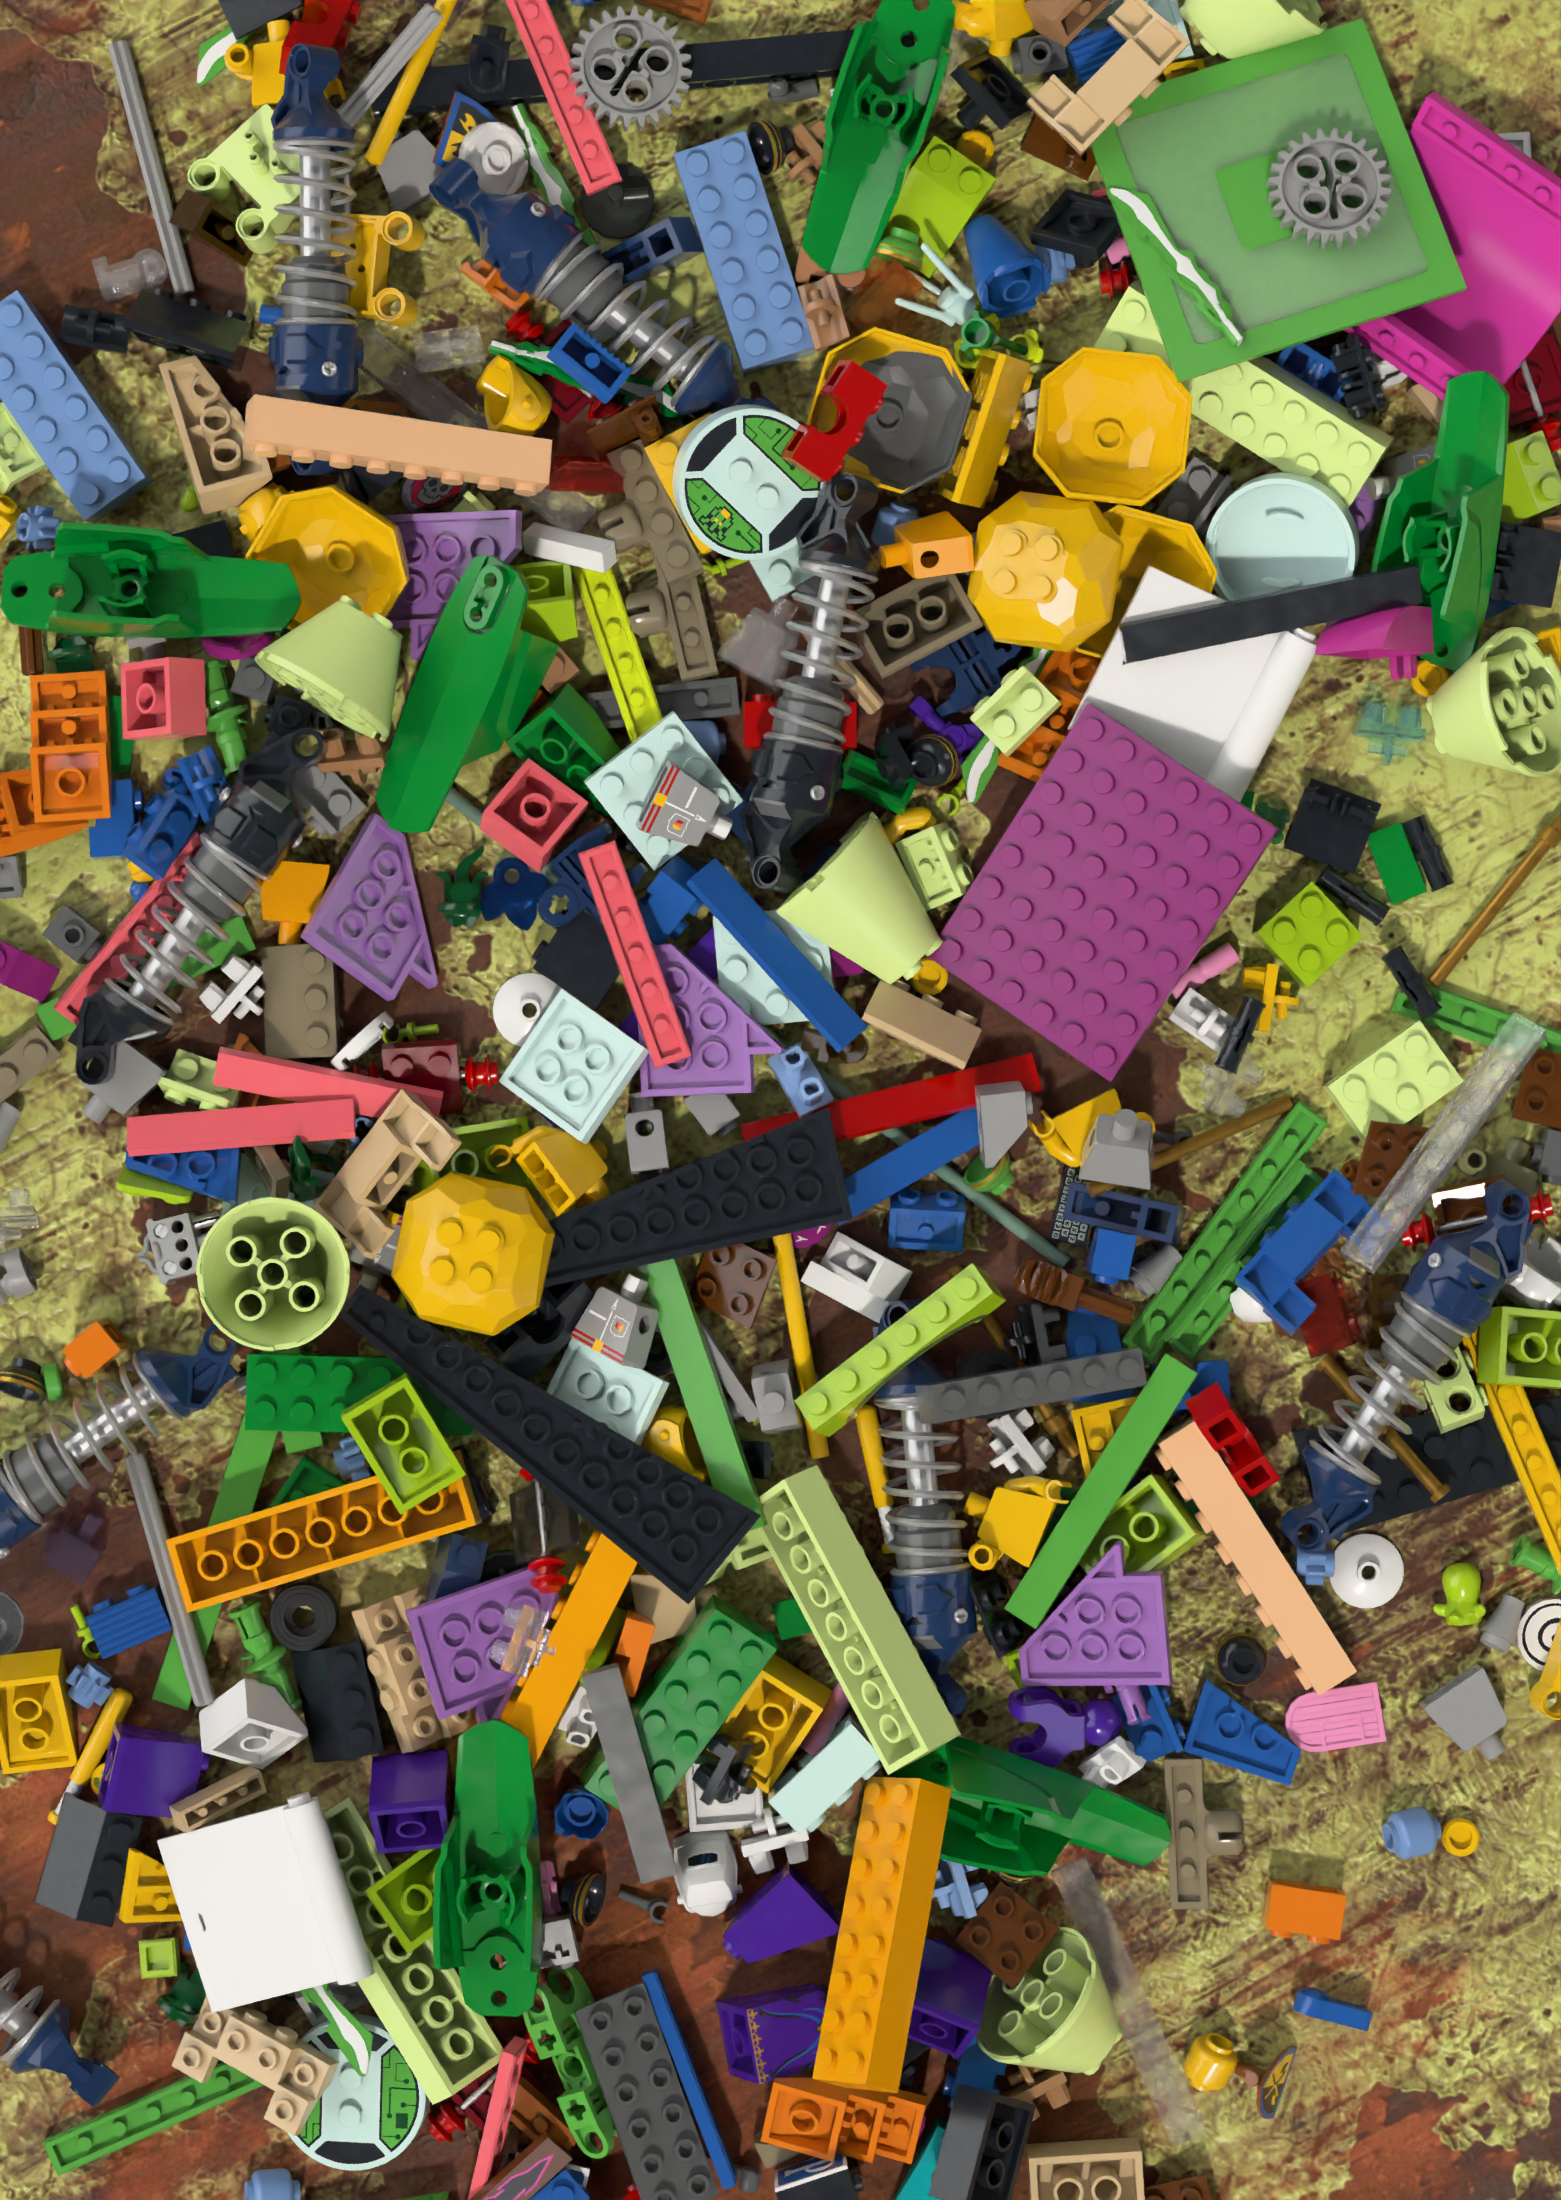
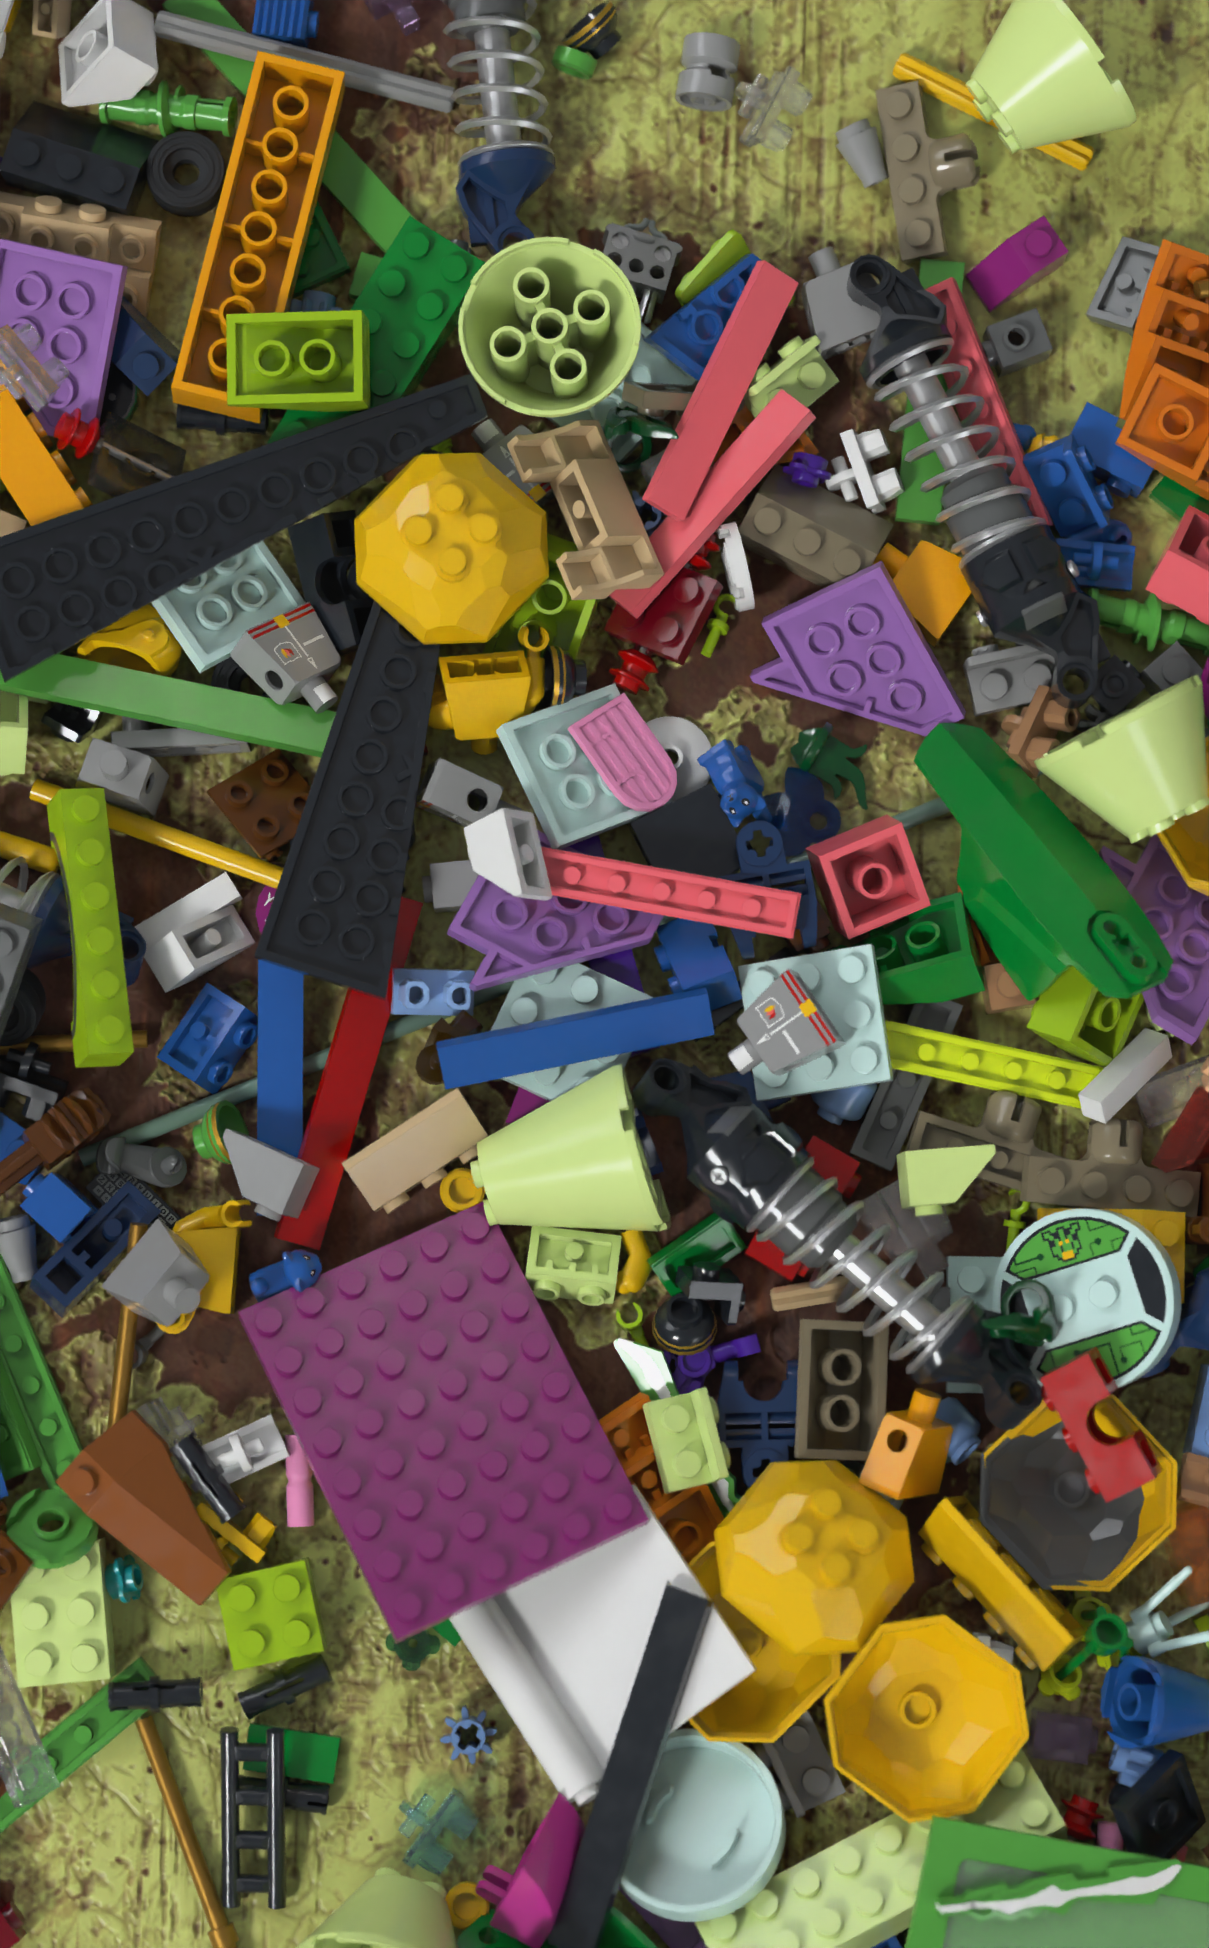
camera: 120 degrees right, 5 degrees down
(95, 1348) = (582, 119): orange brick -> none
(259, 1032) = (807, 469): none -> dark purple plate
(517, 1120) = (562, 676): none -> black piece
(519, 949) = (736, 781): none -> blue animal
(547, 1040) = (626, 755): none -> bright pink window
(673, 1079) = (509, 853): none -> white slope
(722, 638) = (938, 1176): none -> yellowish green slope
(795, 507) = (1020, 1327): none -> dark green piece
(1041, 1210) = (154, 1165): none -> dark grey piece
(1056, 1059) = (297, 1270): none -> blue animal
(1066, 325) = (1061, 1736): none -> brick
(1282, 1074) = (138, 1498): none -> dark orange wedge
(1317, 738) = (465, 1722): none -> medium blue gear
(1332, 826) = (370, 1709): black hinge -> none
(1344, 1053) = (124, 1579): none -> teal plate
(1347, 1108) = (53, 1548): none -> bright green tile
(1434, 858) = (271, 1796): none -> black bar

